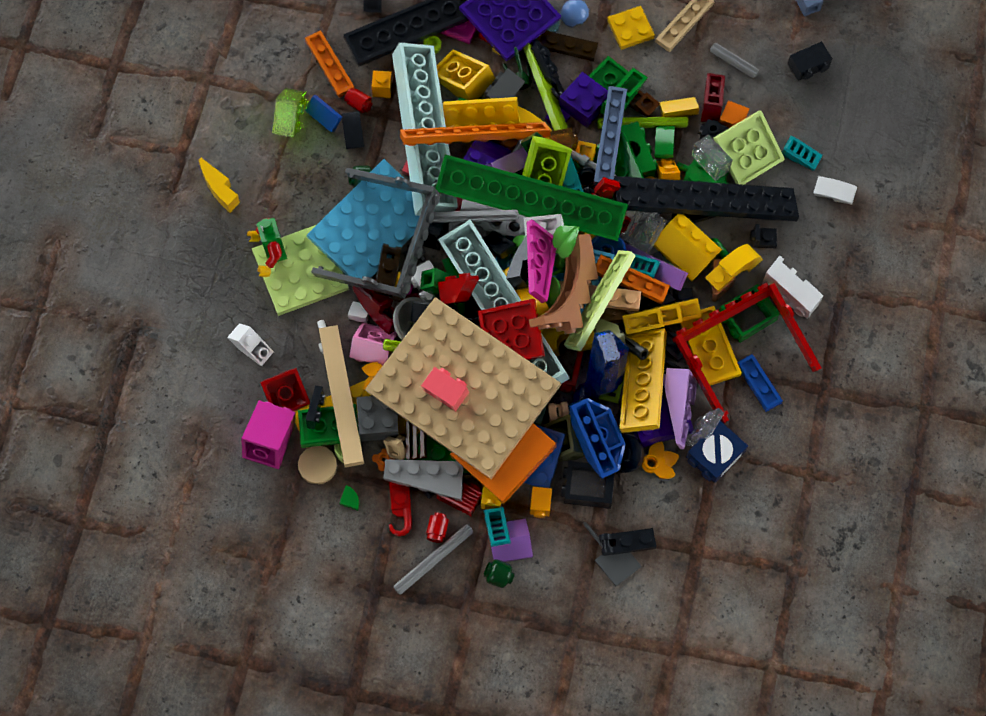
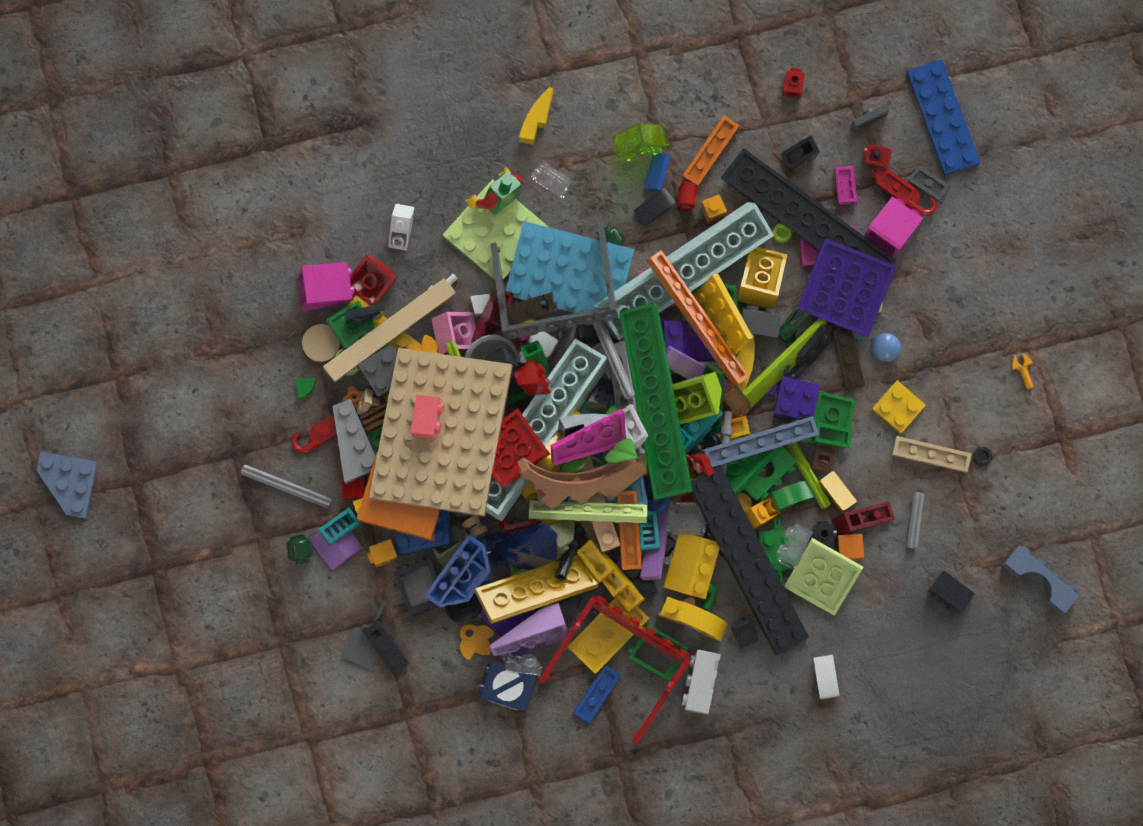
camera: 60 degrees right, 10 degrees up
(280, 198) = (552, 179): none -> clear hinge
(437, 527) = (314, 475): red brick -> none
(792, 155) = (851, 612): teal slope -> none

